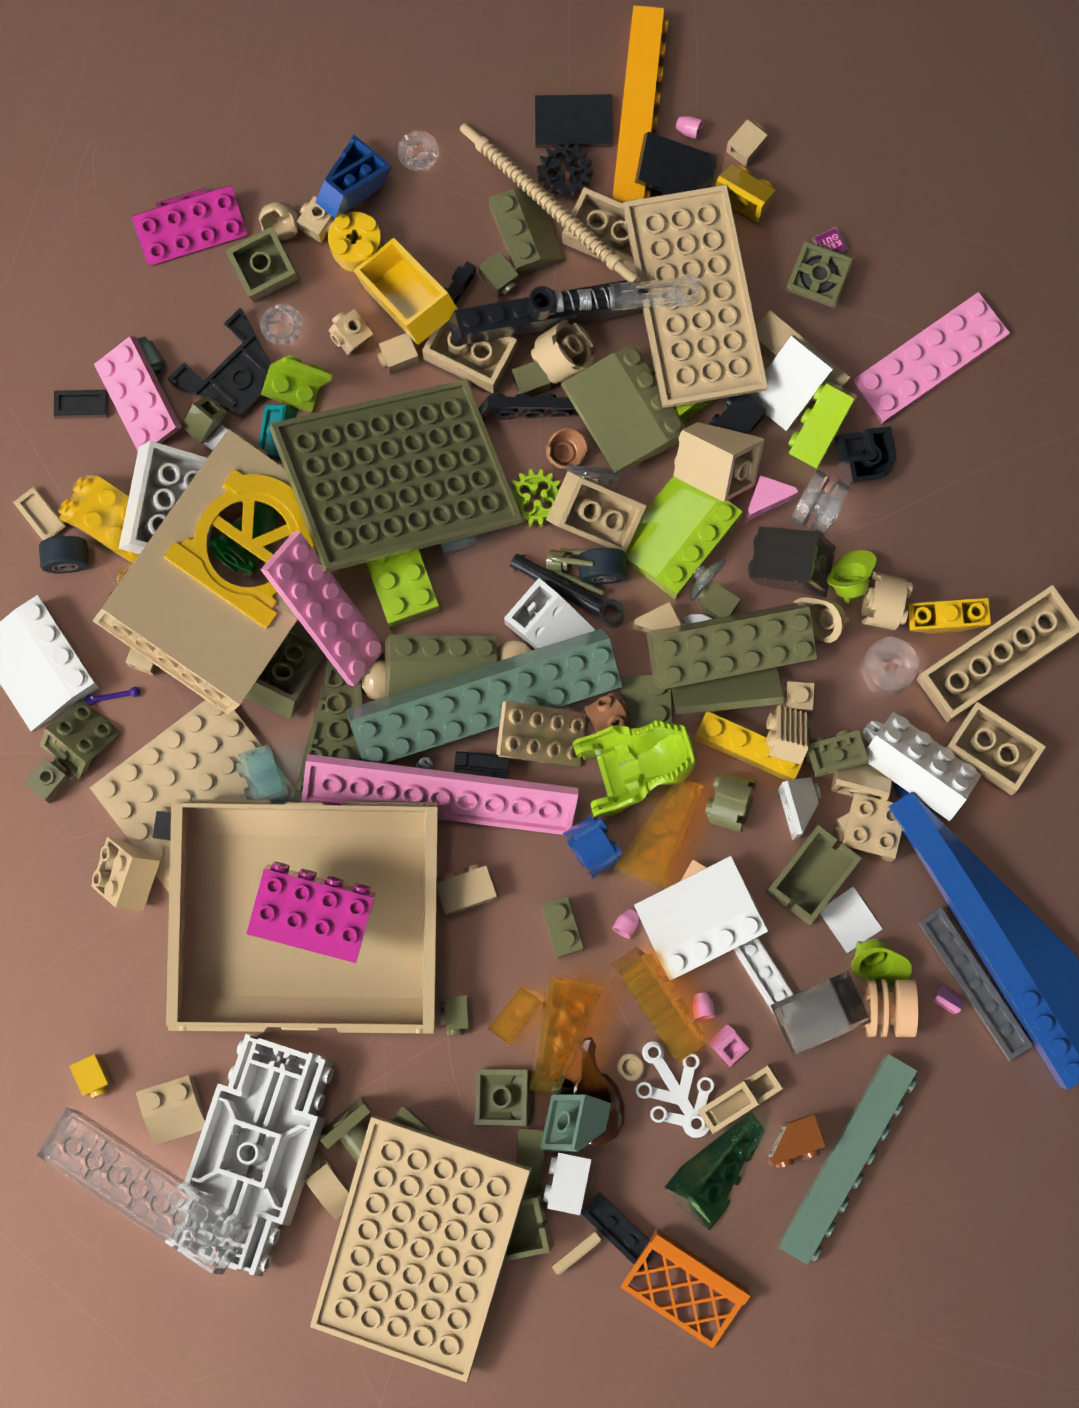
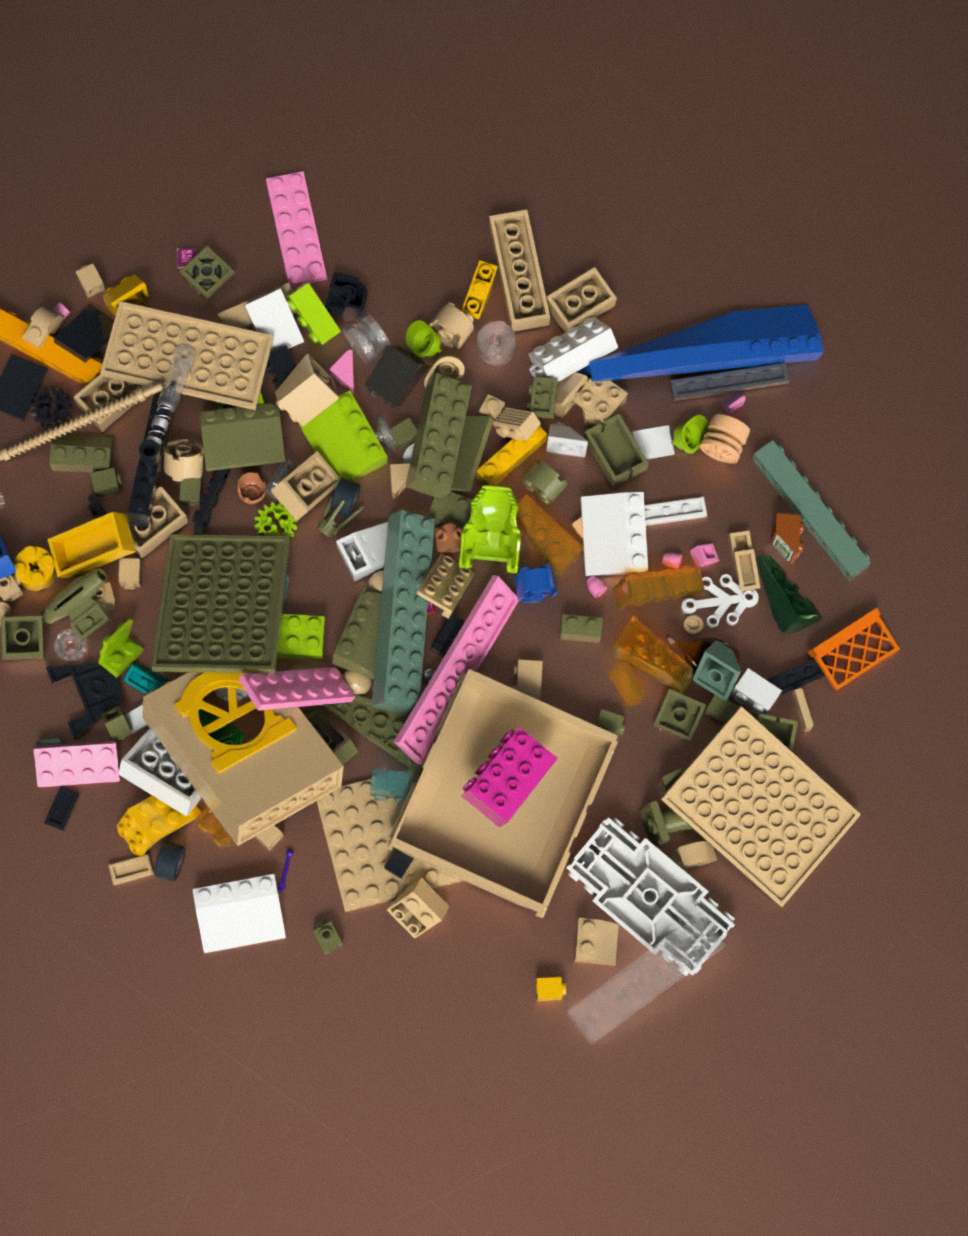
camera: 75 degrees left, 5 degrees down
(78, 737) = (306, 904): olive bracket -> none
(331, 304) = (77, 601): none -> olive plate
(569, 590) = (353, 526): black piece -> none
(661, 109) = (43, 323): none -> tan brick
(820, 1013) = (710, 482): clear smoke slope -> none

